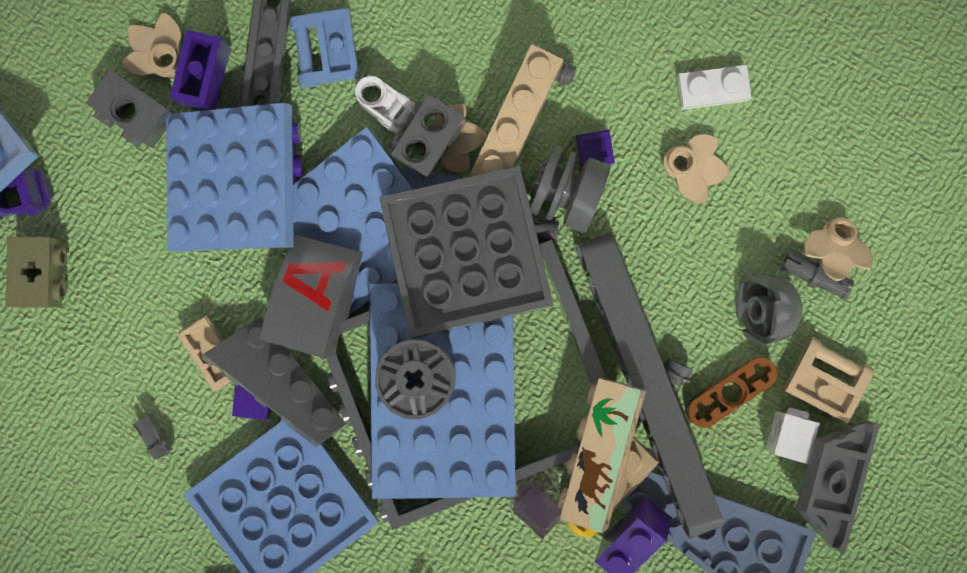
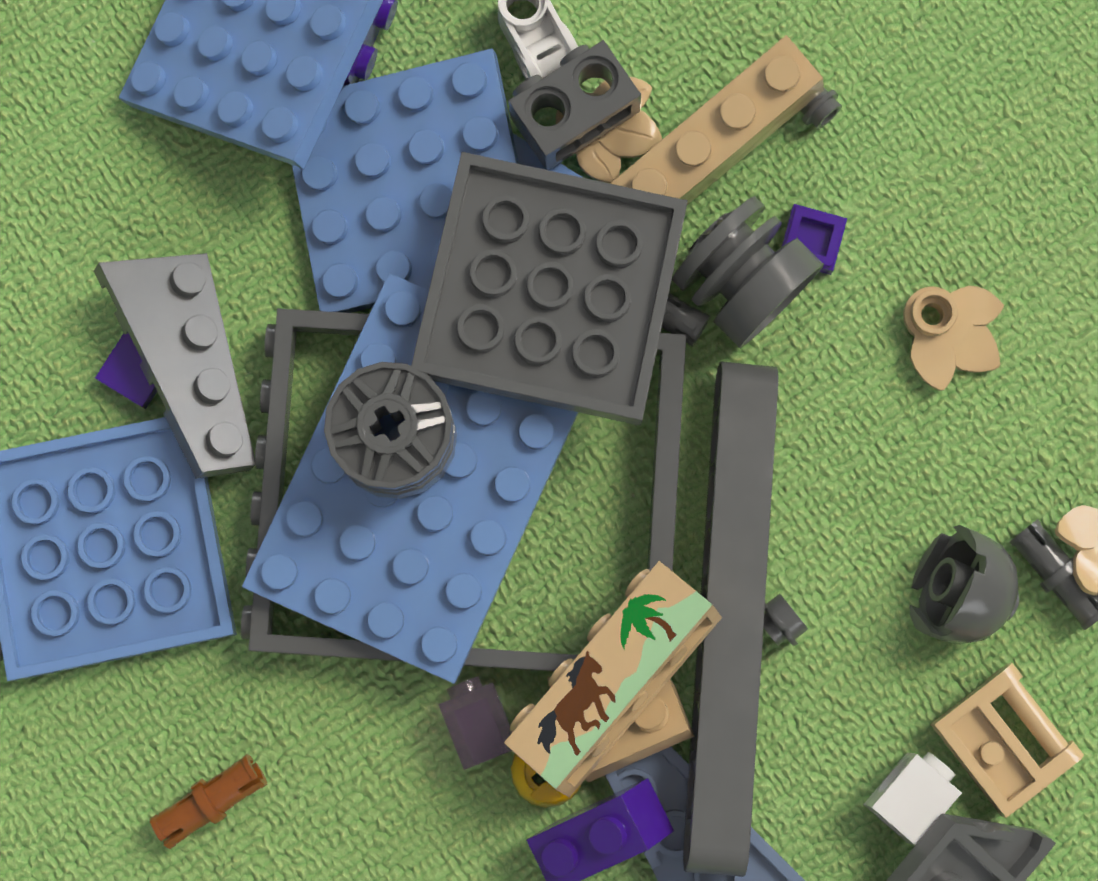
camera: 25 degrees right, 5 degrees down
(197, 340) = (98, 241): tan plate -> none
(311, 296) = (296, 253): dark grey slope -> none
(714, 87) = (1032, 229): white plate -> none
(747, 370) = (890, 668): dark orange beam -> none

